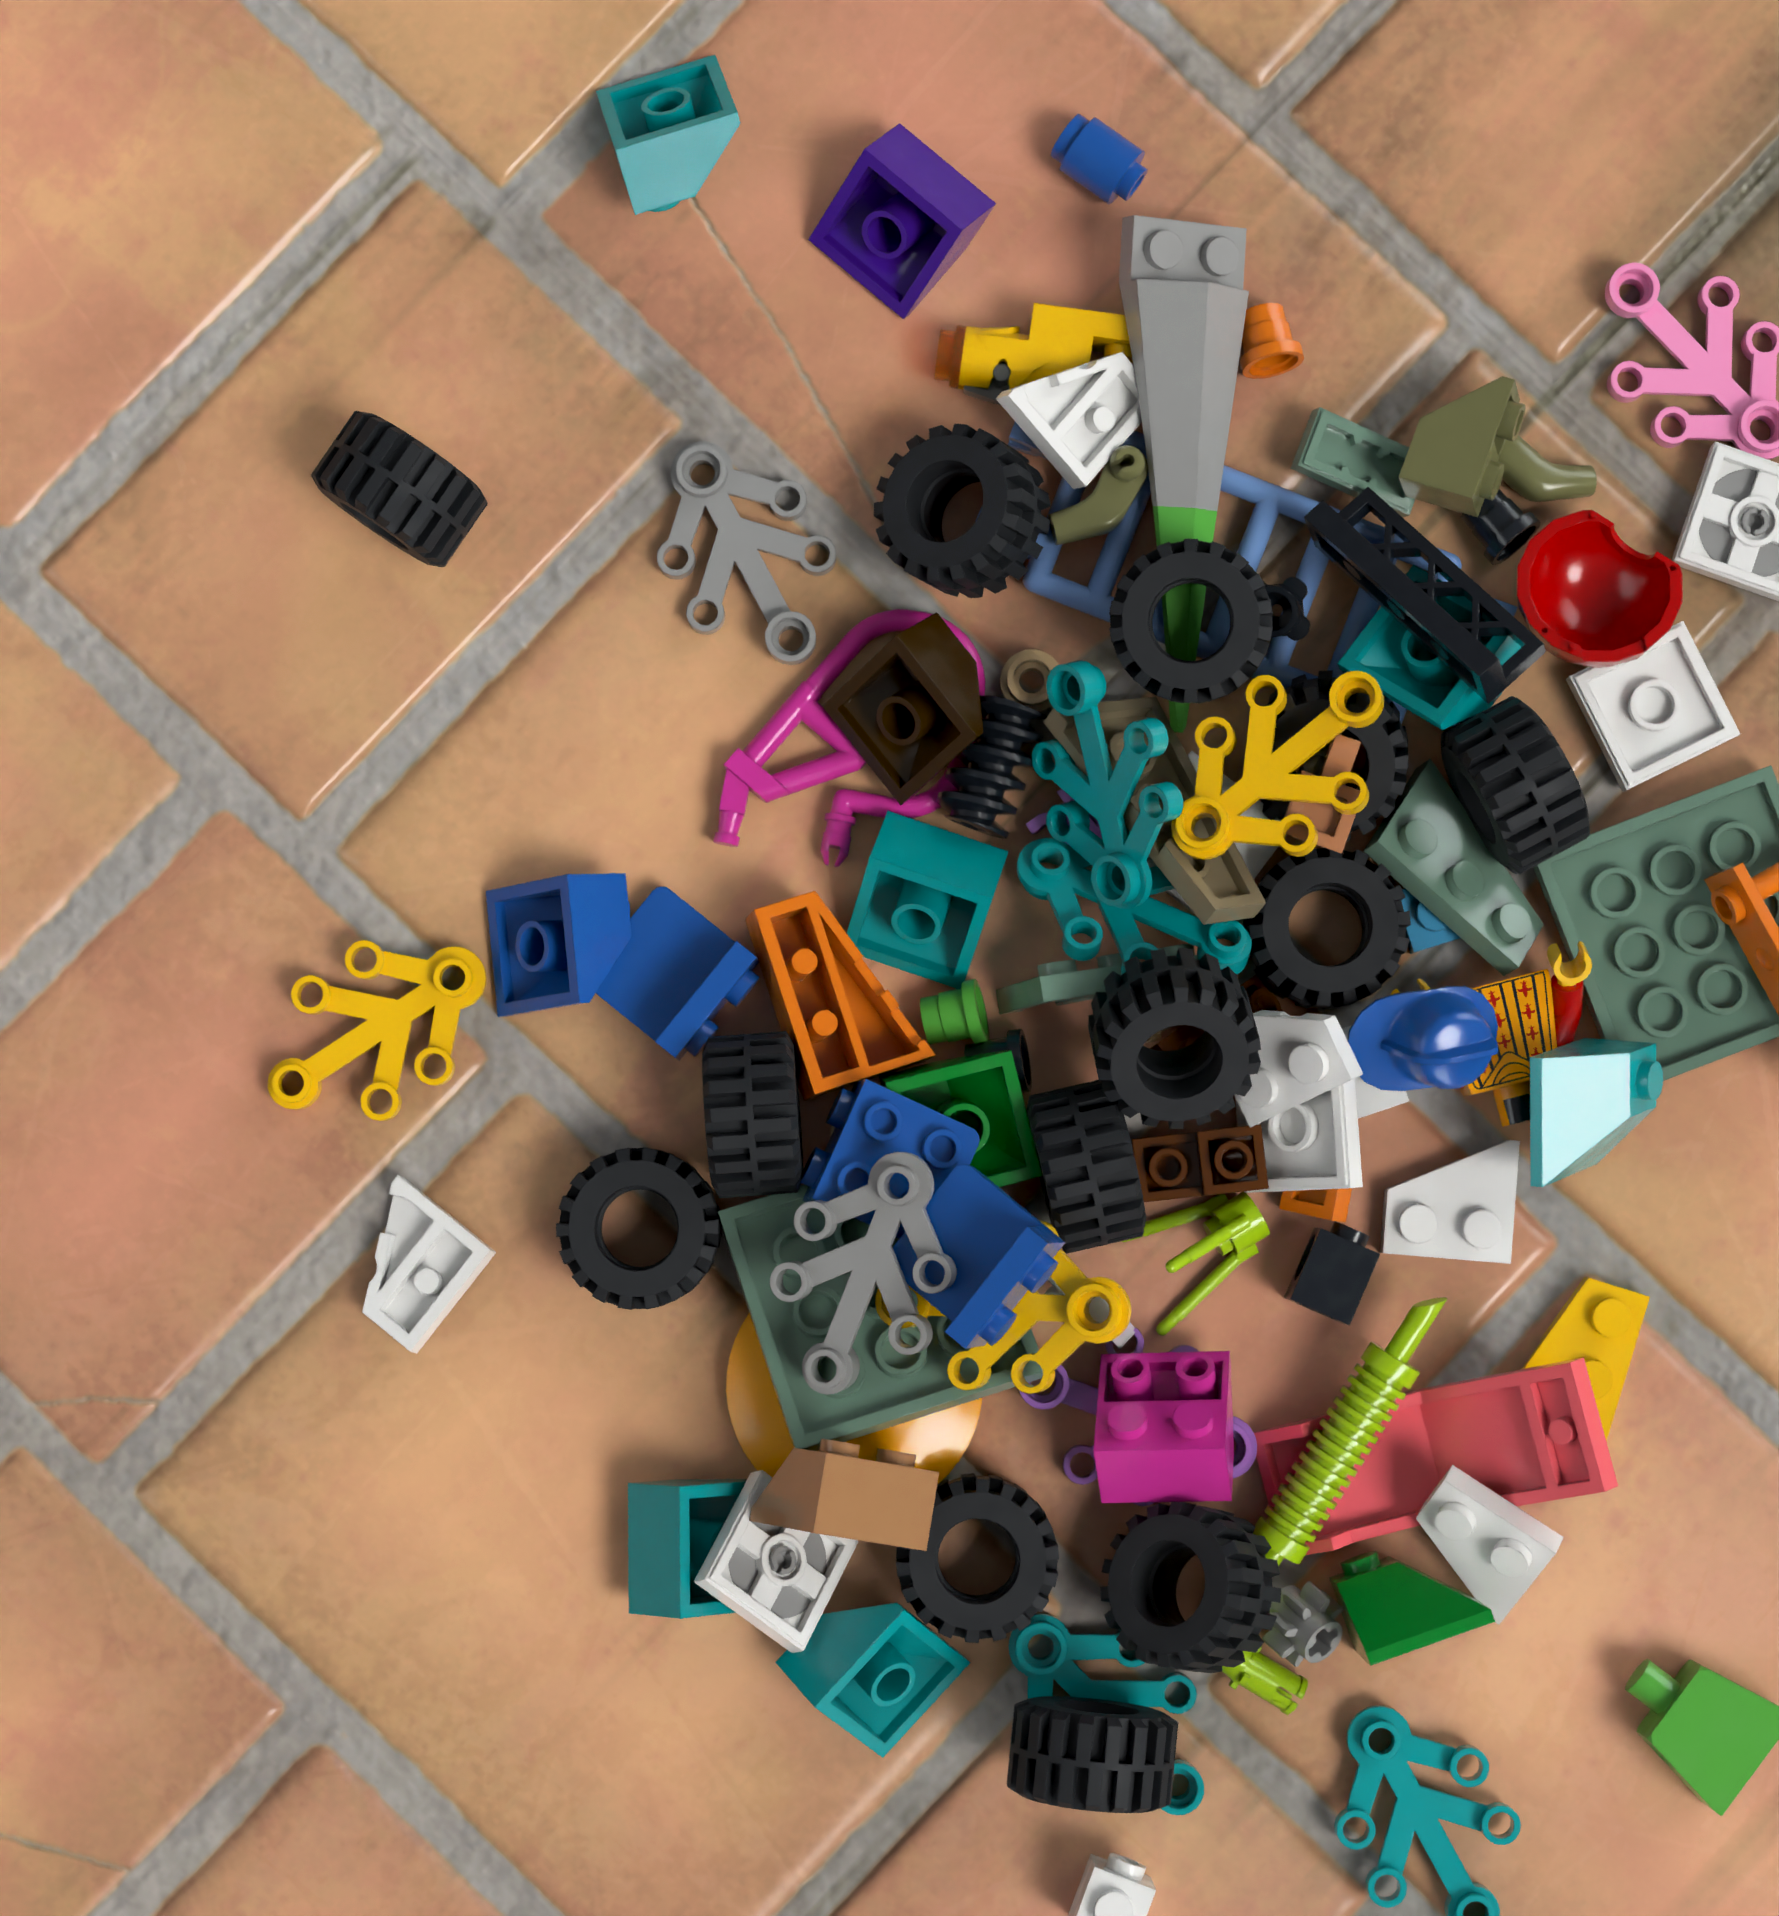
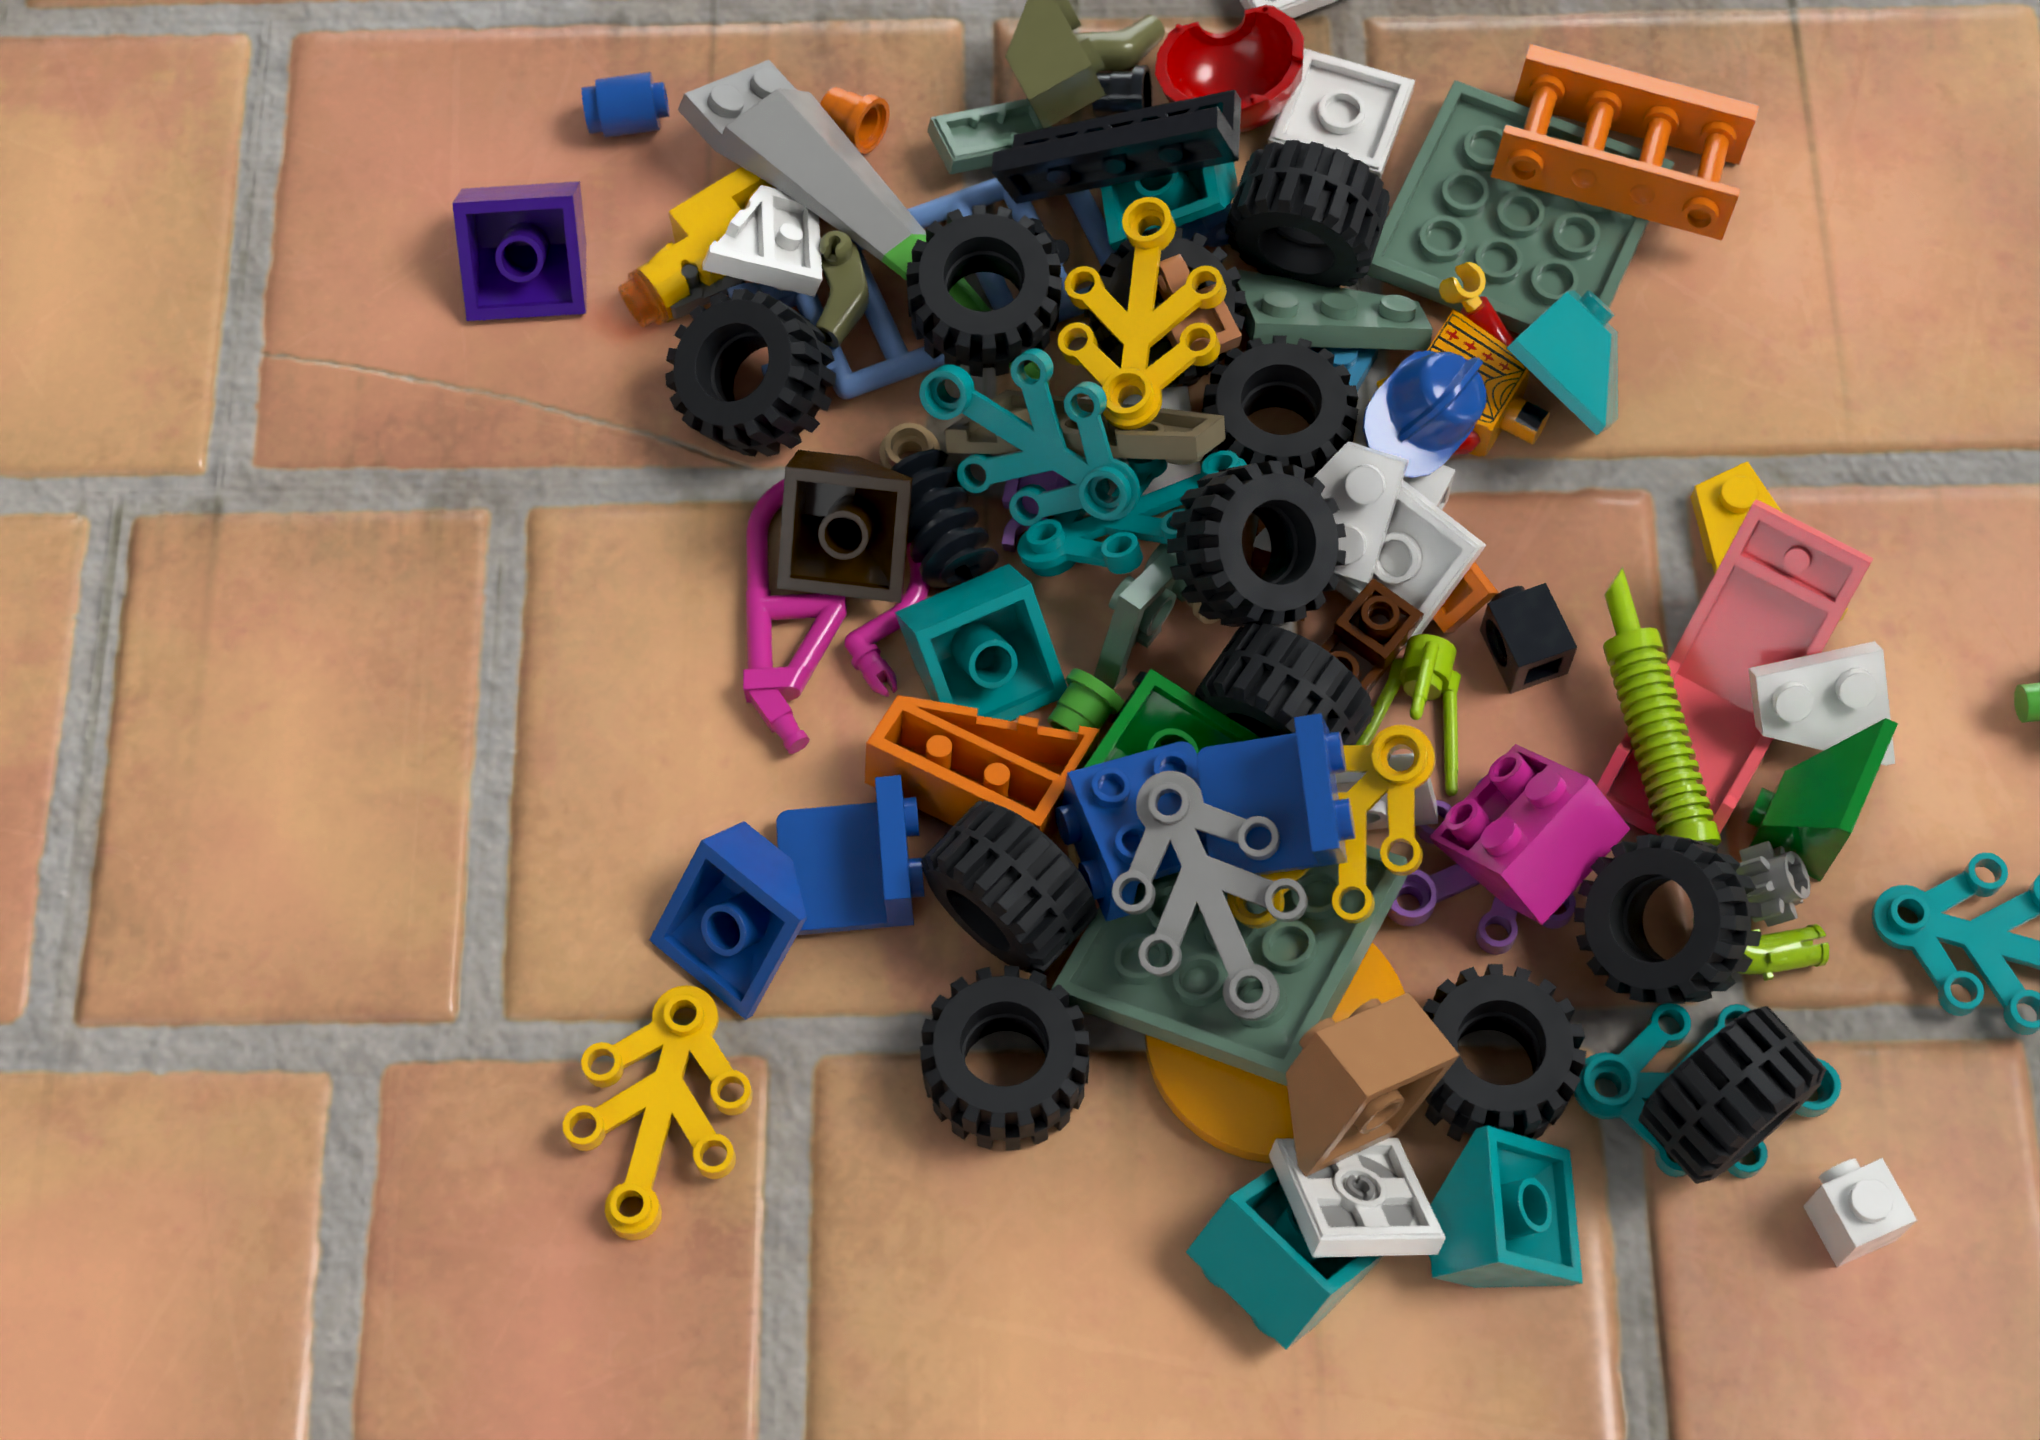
camera: 45 degrees left, 20 degrees down
(399, 488) = (314, 699): black tyre -> none
(421, 1267) = (865, 1249): white wing -> none
(669, 131) = (299, 329): teal slope -> none
(739, 543) = (614, 542): light grey plant -> none
(1456, 1209) = (1562, 526): white wing -> none

